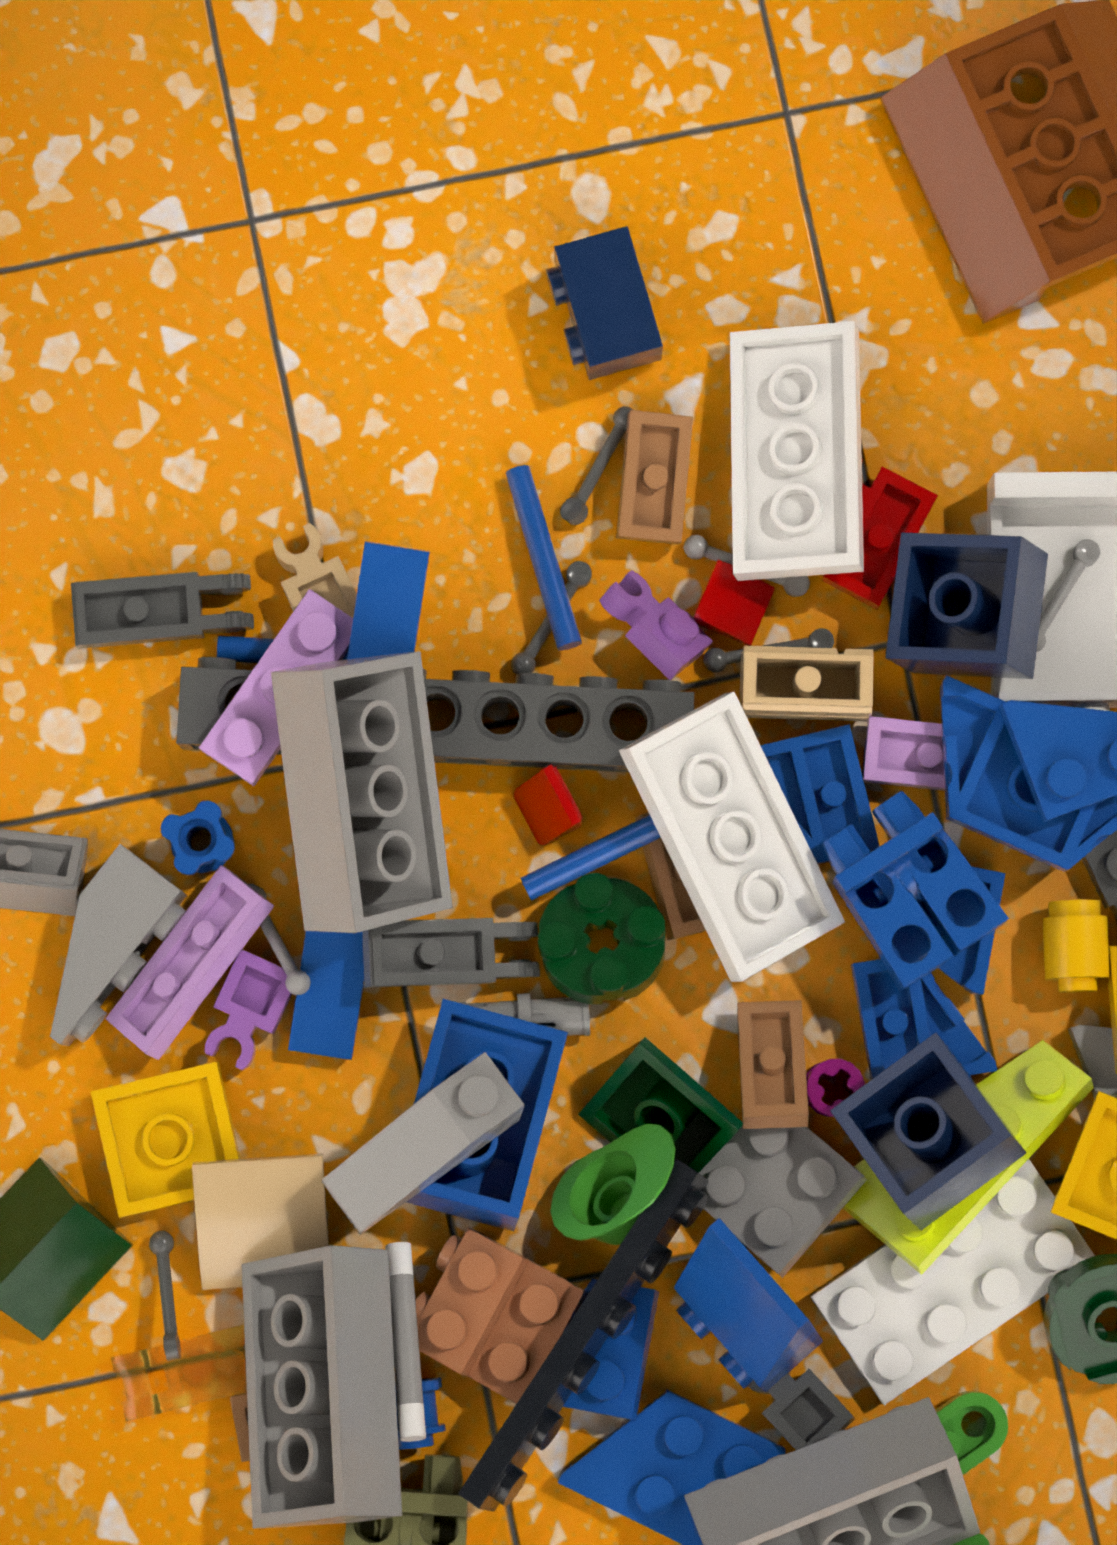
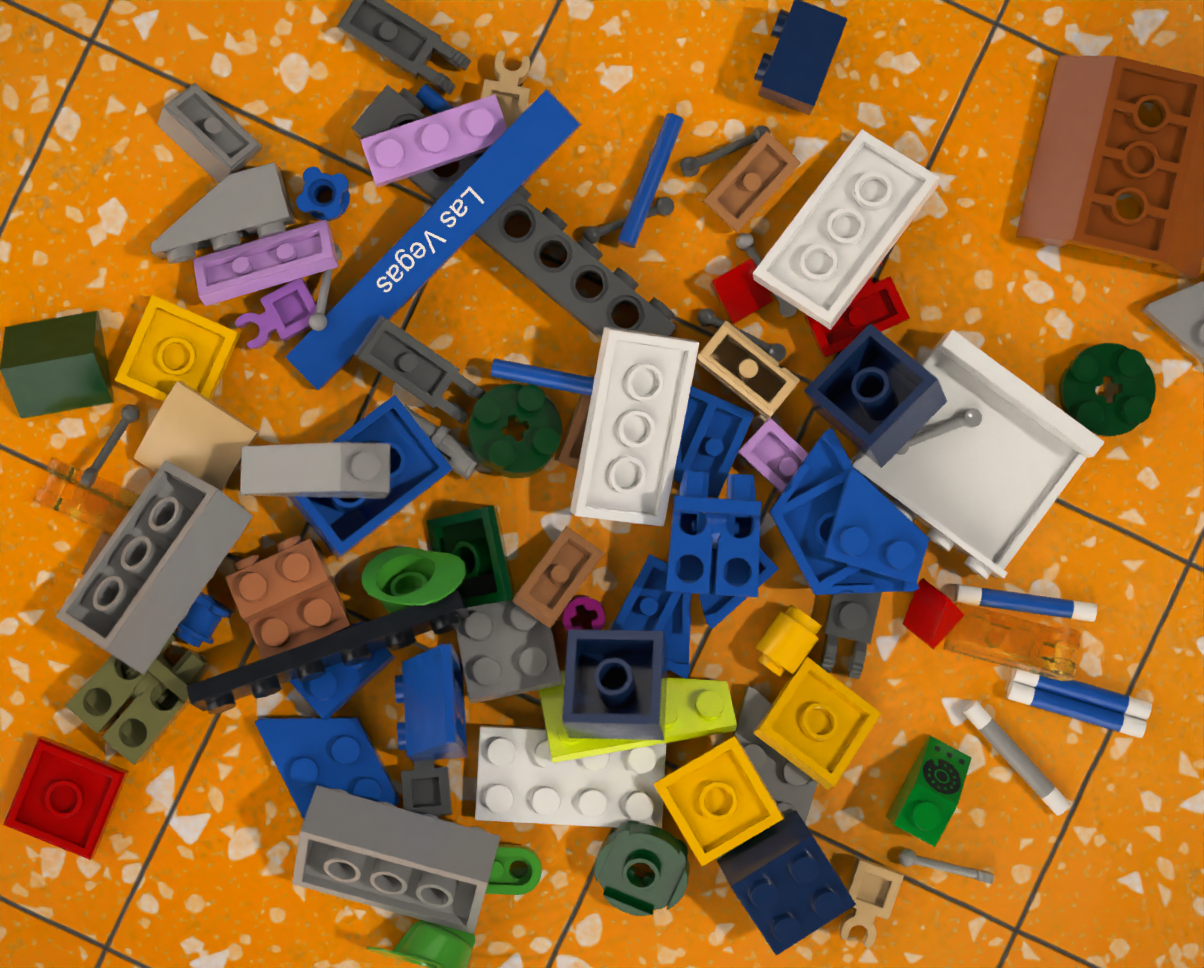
camera: 30 degrees right, 5 degrees up
(362, 792) = (435, 237): light grey slope -> none
(406, 1343) = (224, 576): light grey bar -> none
(548, 806) = (543, 328): red slope -> none
(658, 629) = (685, 275): medium lavender plate -> none

